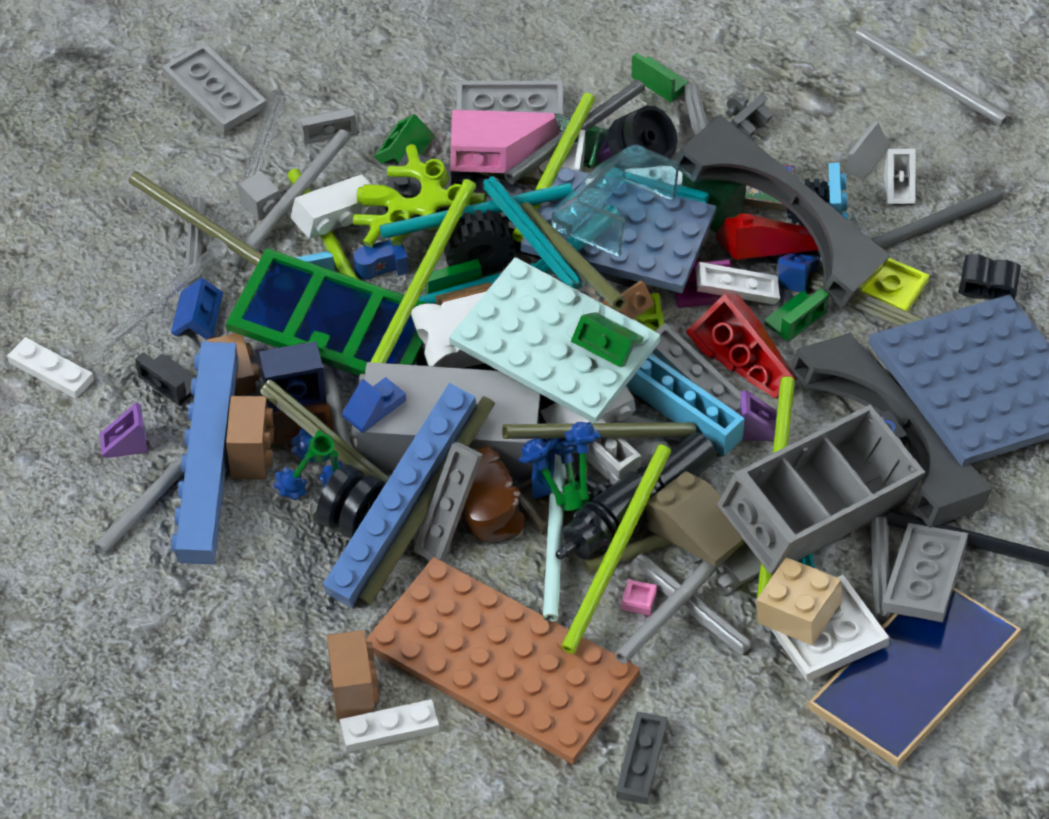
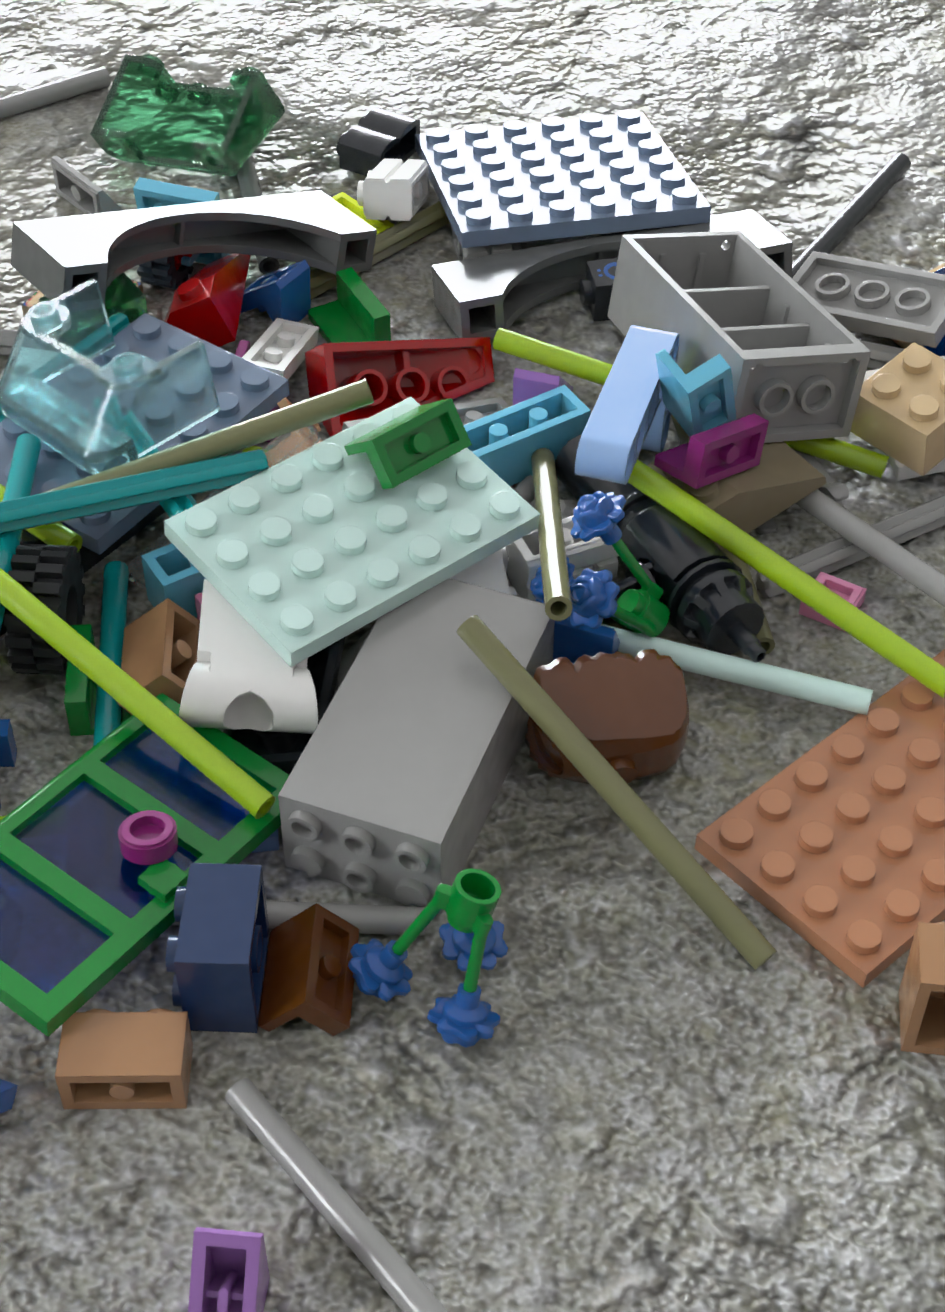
camera: 75 degrees left, 5 degrees down
(165, 377) = (94, 1193): black panel -> none
(206, 454) = (360, 1132): medium blue brick -> none
(250, 437) = (346, 1050): medium nougat brick -> none
(312, 424) = (377, 925): olive axle -> none
(336, 326) = (148, 837): none -> magenta tile
(347, 499) = (570, 910): black wheel -> none
(372, 403) = (398, 797): blue slope -> none
(399, 495) = (610, 816): medium blue brick -> none
(448, 502) = (634, 738): light grey plate -> none
(687, 492) = (716, 452): none -> magenta panel
(700, 436) = (628, 410): none -> light blue beam
(705, 459) = (700, 397): none -> medium azure panel
(900, 176) = (152, 159): white slope -> none
(926, 295) = (394, 189): none -> white brick
(952, 170) = (185, 124): none -> clear green windscreen

